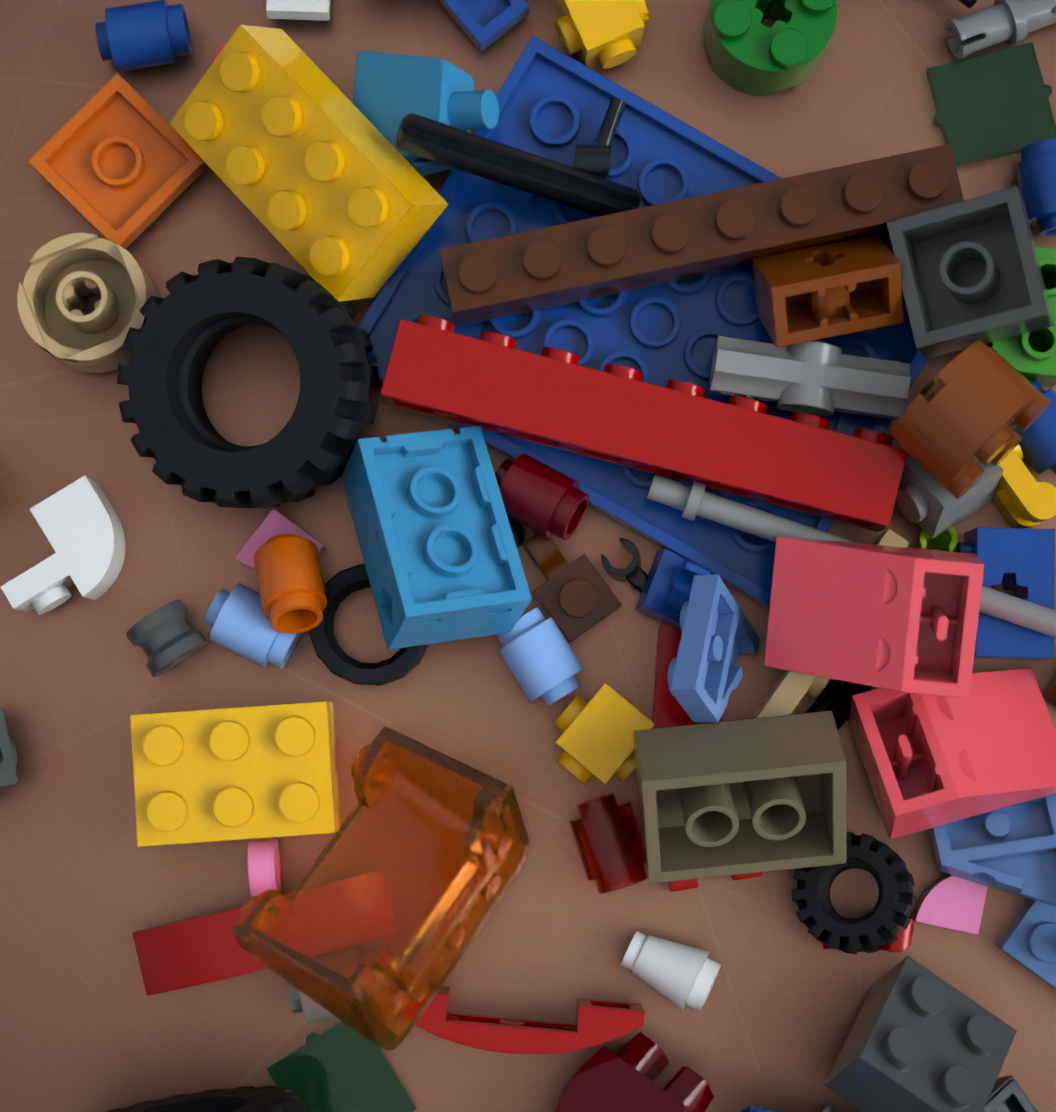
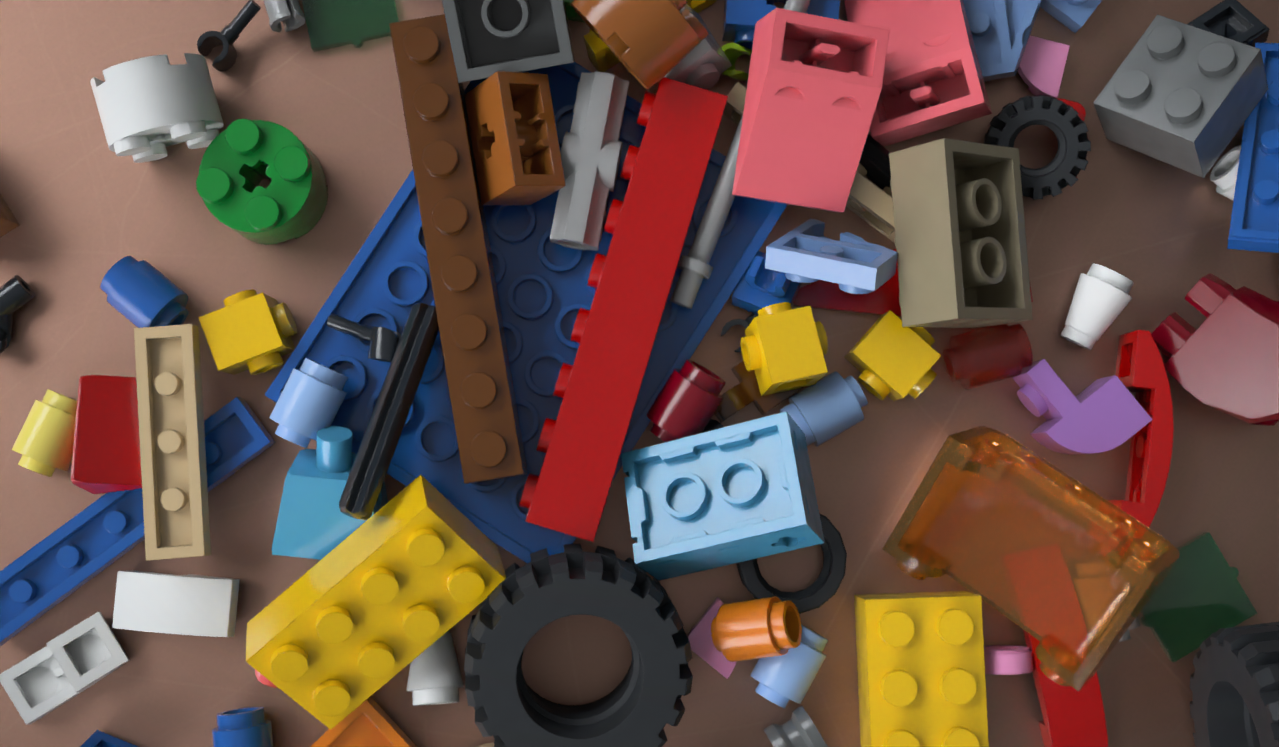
camera: 90 degrees left, 0 degrees up
(233, 234) = (435, 674): none -> white cone
(524, 81) = (308, 402): none -> light blue brick
(531, 955) = (1084, 424): none -> medium lavender brick
(606, 604) = (785, 348): none -> yellow brick

